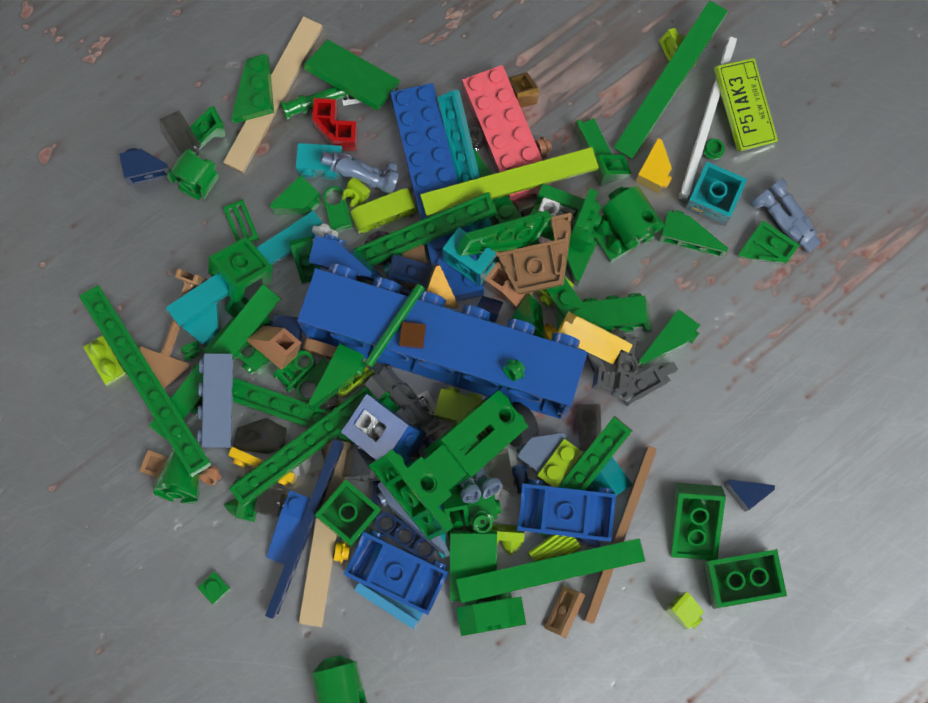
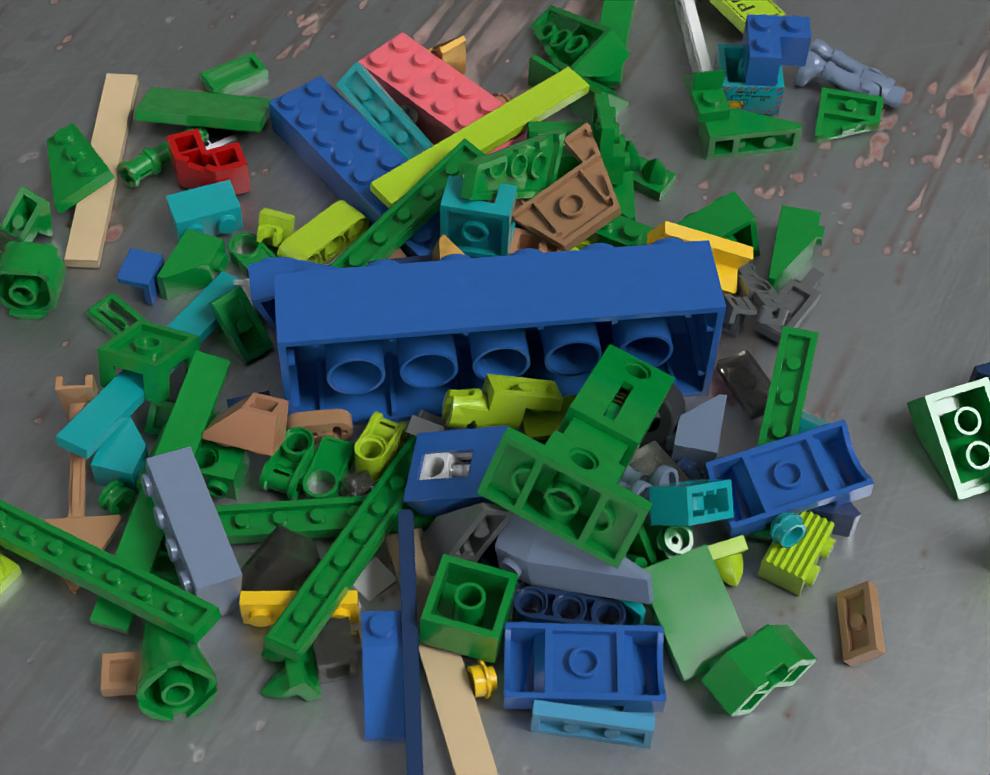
camera: 25 degrees left, 25 degrees down
(210, 475) = (220, 660): nougat plate -> none
(262, 195) = (141, 270): none -> blue panel
(339, 374) = (362, 431): green slope -> none
(353, 167) = (249, 191): sand blue piece -> none
(384, 47) = (234, 75): none -> green tile
(394, 325) = (424, 298): green bar -> none
(412, 335) = (457, 299): reddish brown tile -> none
(428, 388) = (500, 402): none -> lime plate
(498, 508) = (691, 502): none -> teal brick
(514, 370) = (619, 292): green plate -> none
(548, 543) = (787, 529): none -> teal plate
(550, 570) = (805, 568): green tile -> none
(559, 464) = (739, 426): lime brick -> none
(614, 121) = (579, 43): none -> green wedge
(621, 531) = (876, 506): medium nougat tile -> none
(632, 216) = (662, 129): green cylinder -> none
(656, 169) = (658, 83): yellow slope -> none
(676, 201) = (707, 95): none -> green slope
(713, 149) = (712, 39): green plate -> none
(736, 181) = (771, 43): none -> blue brick

